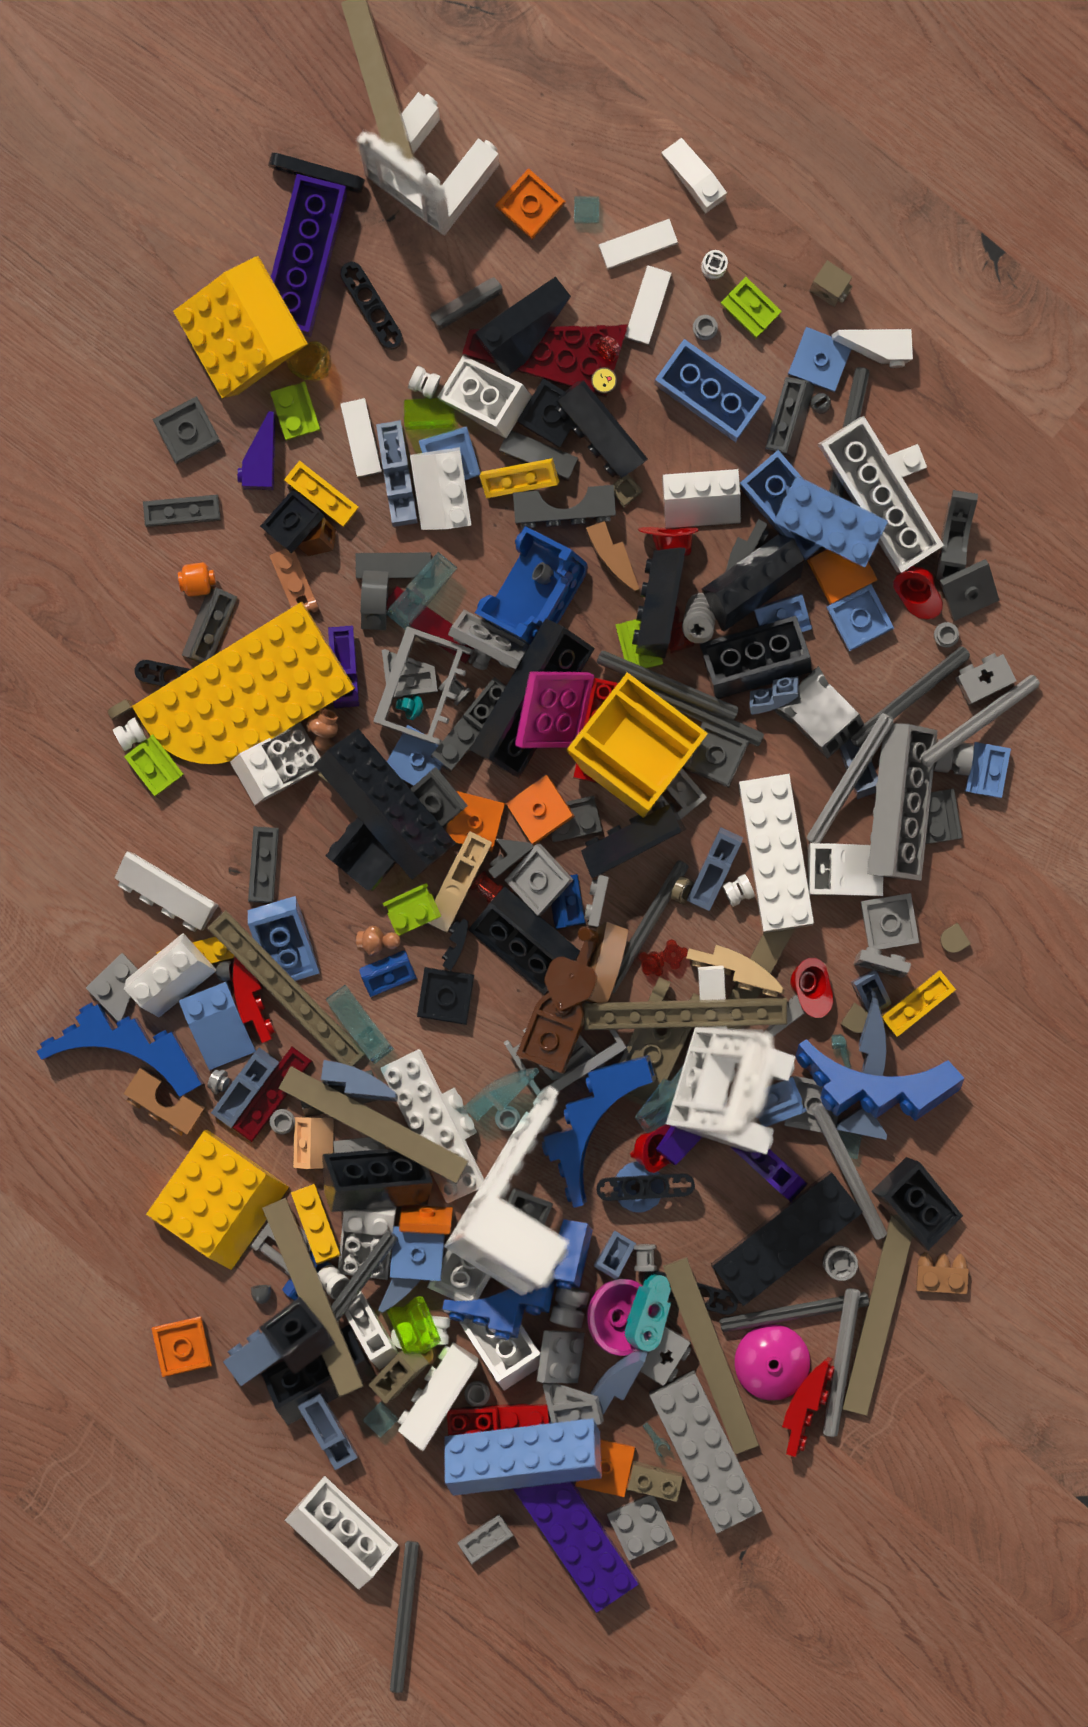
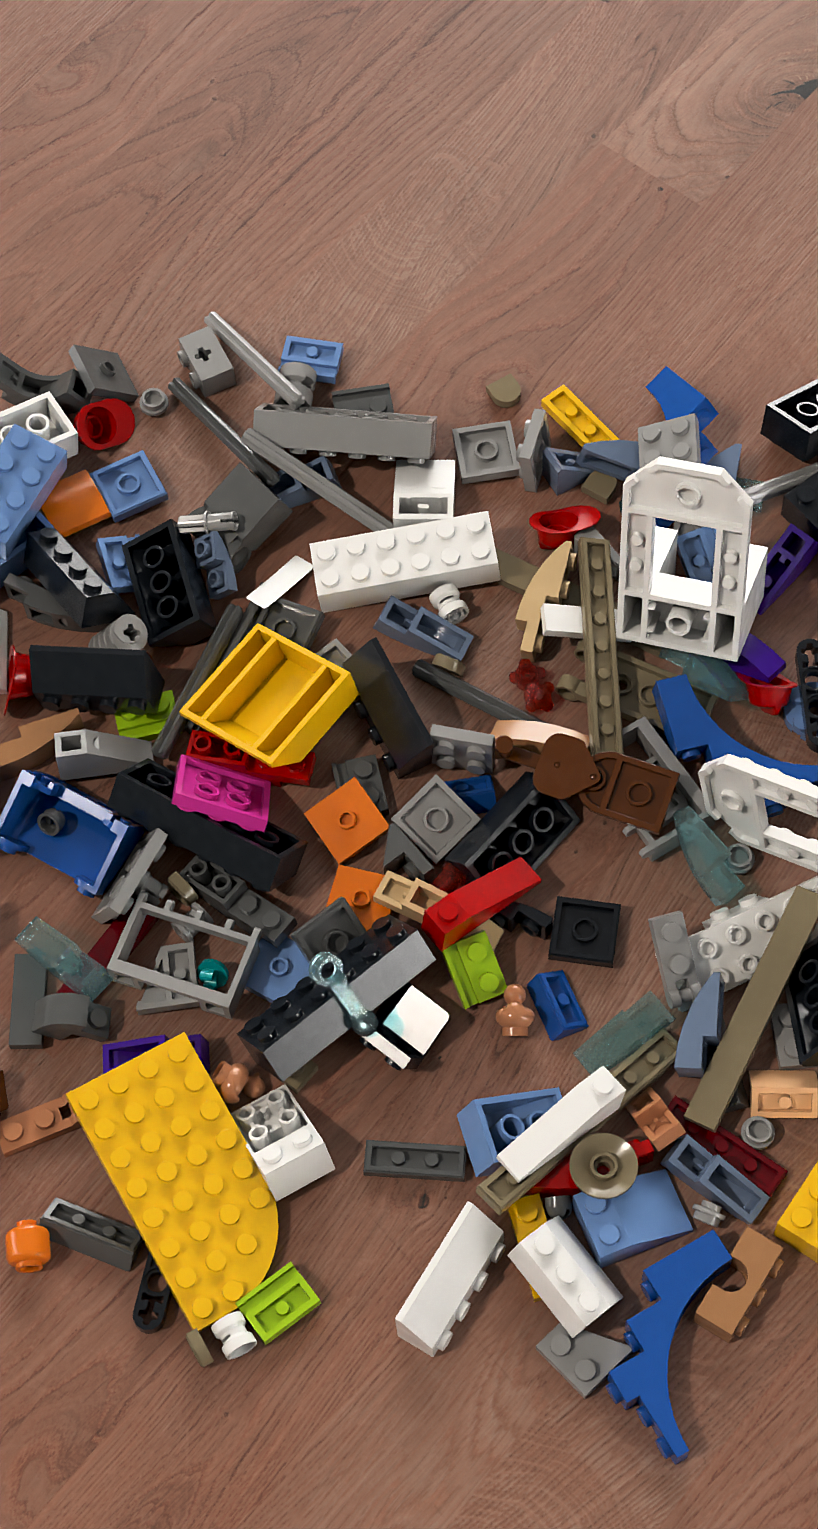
camera: 85 degrees left, 25 degrees down
(232, 1011) = (607, 1151): none -> dark tan dish
(273, 974) = (563, 1124): none -> white slope
(289, 1045) = (655, 1119): none -> nougat slope
(359, 825) = (363, 1021): none -> clear light blue piece
(411, 1063) = (674, 957): none -> light grey plate
(459, 915) = (477, 902): none -> red slope
(483, 679) = (181, 889): none -> dark tan tile
(601, 610) = (97, 753): none -> light grey slope
(761, 749) = (280, 582): none -> white sticker
(806, 688) = (207, 522): none -> light grey axle
(871, 1077) = (670, 439): none -> light grey plate

